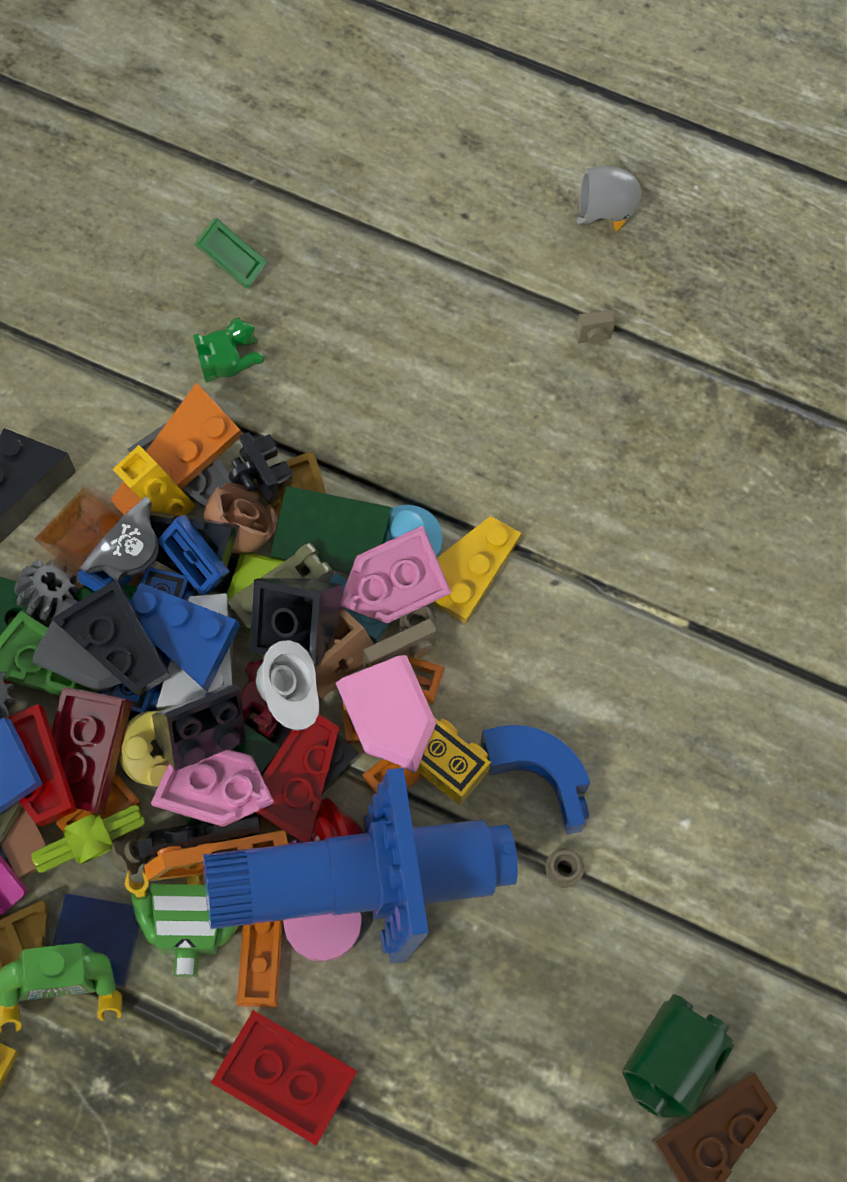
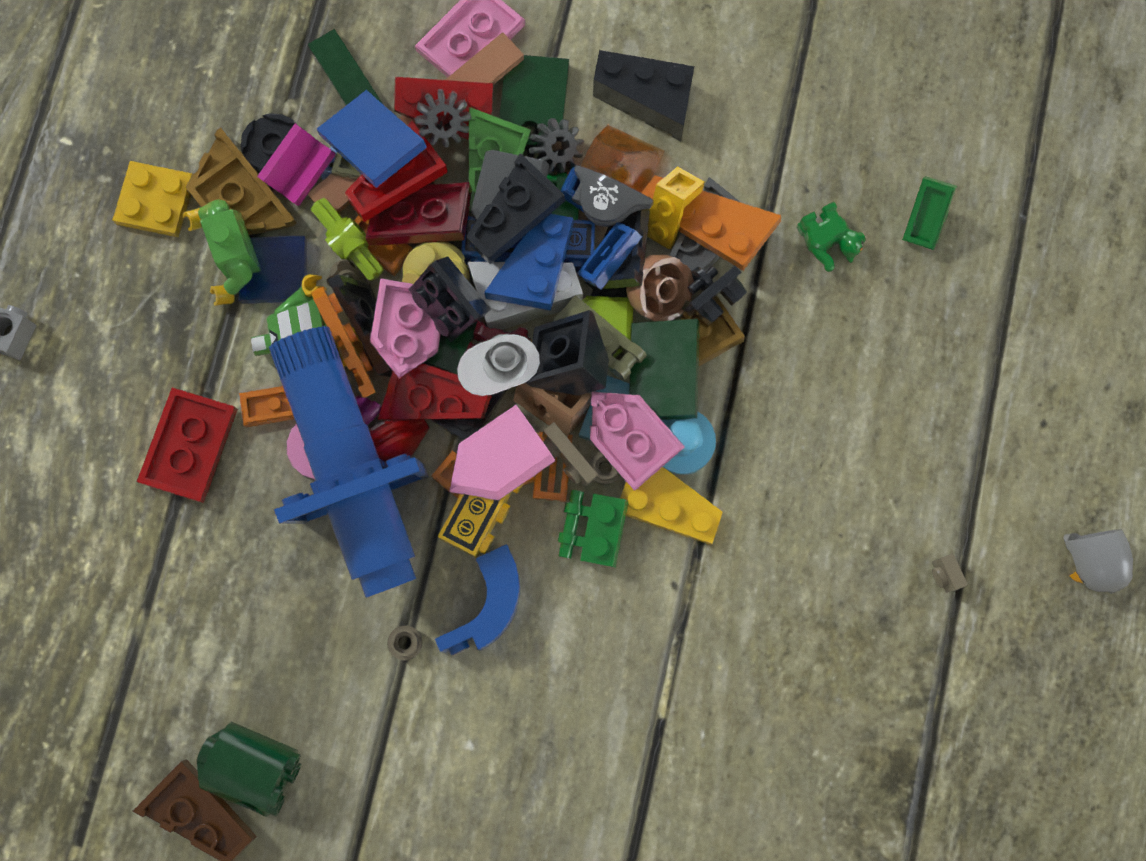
camera: 80 degrees right, 10 degrees up
(485, 634) = (602, 531): none -> green plate

